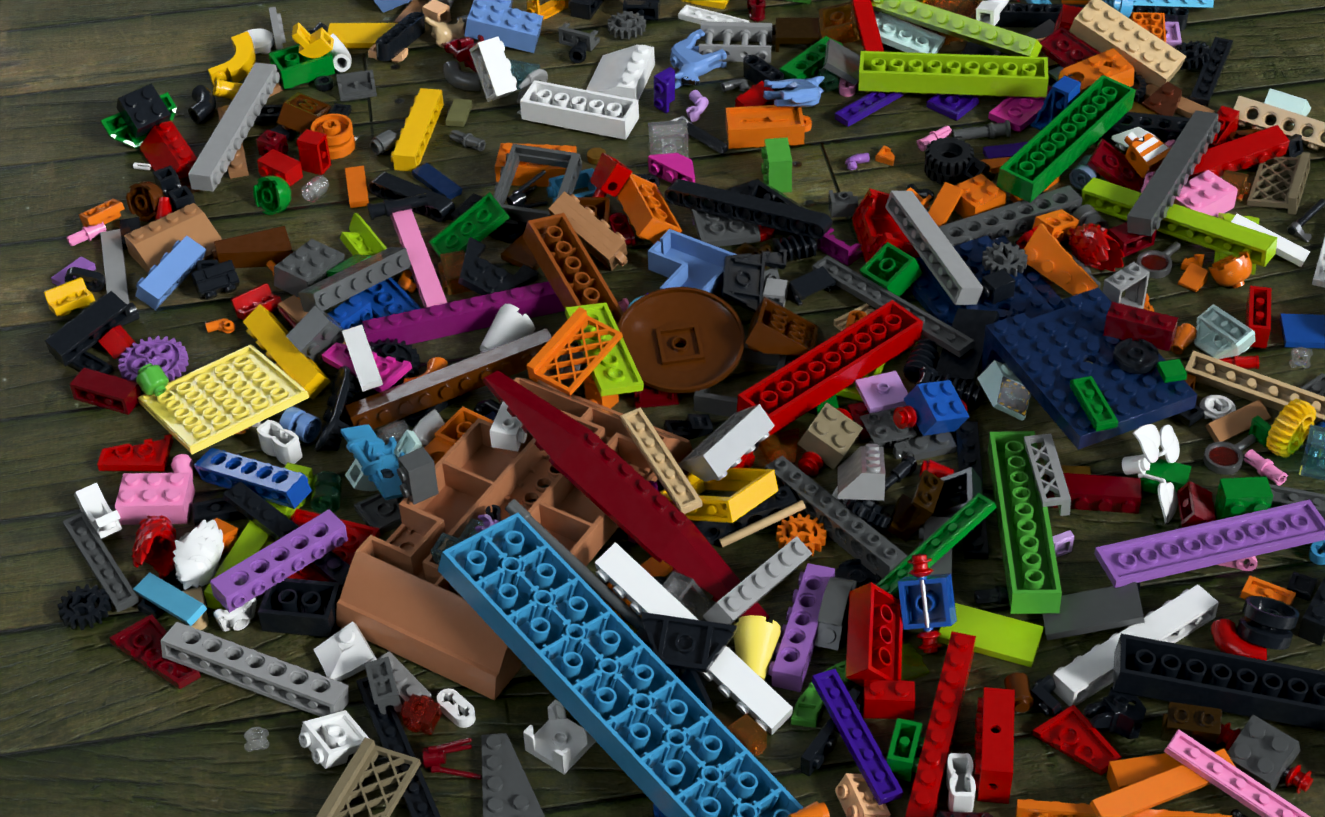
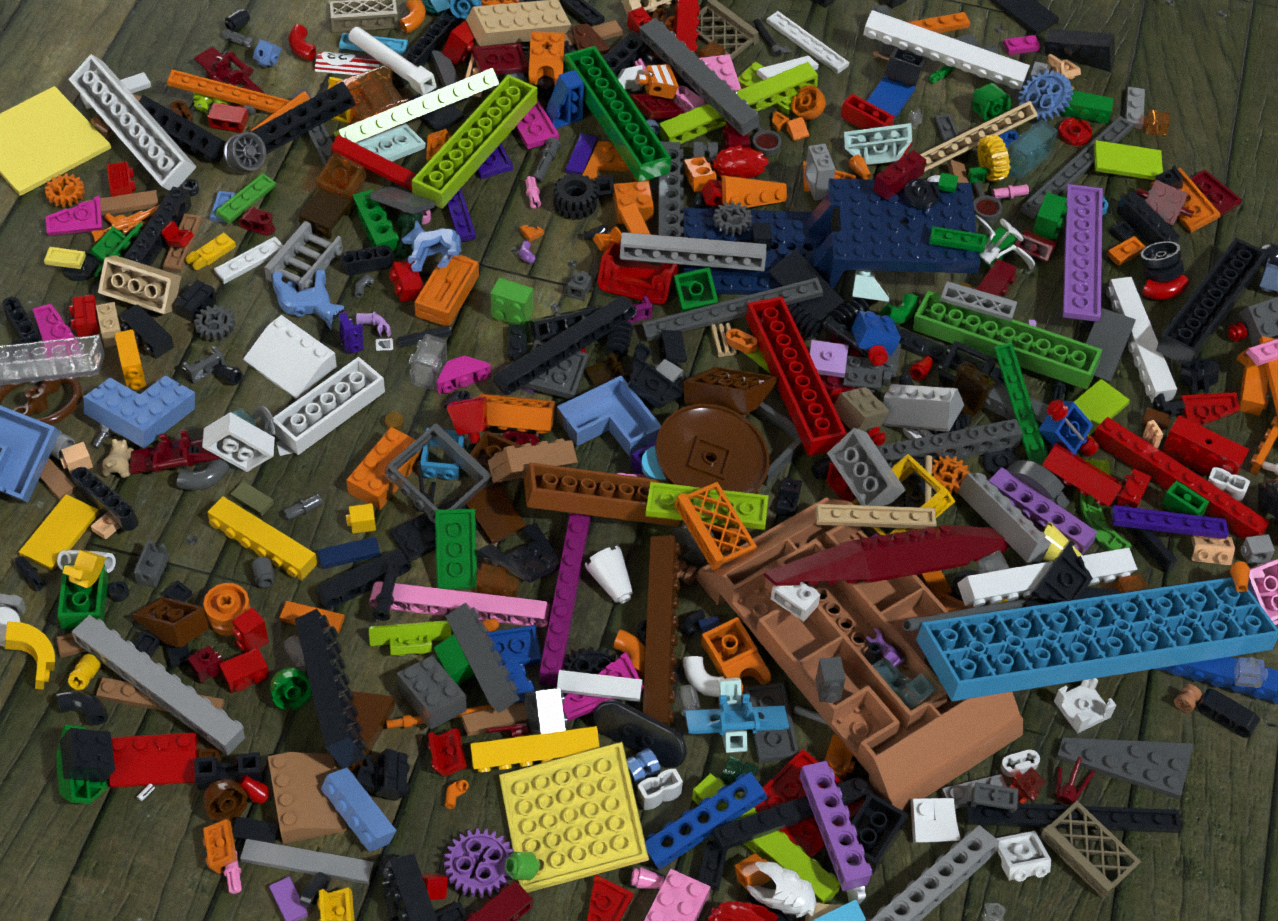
camera: 70 degrees left, 10 degrees up
(270, 205) = (331, 689): none -> black brick
(474, 173) = (361, 518): none -> yellow brick
(975, 687) = (1150, 434): none -> light nougat tile
(986, 422) = (904, 311): none -> green cylinder
(1196, 721) = (1229, 347): dark brown panel -> none

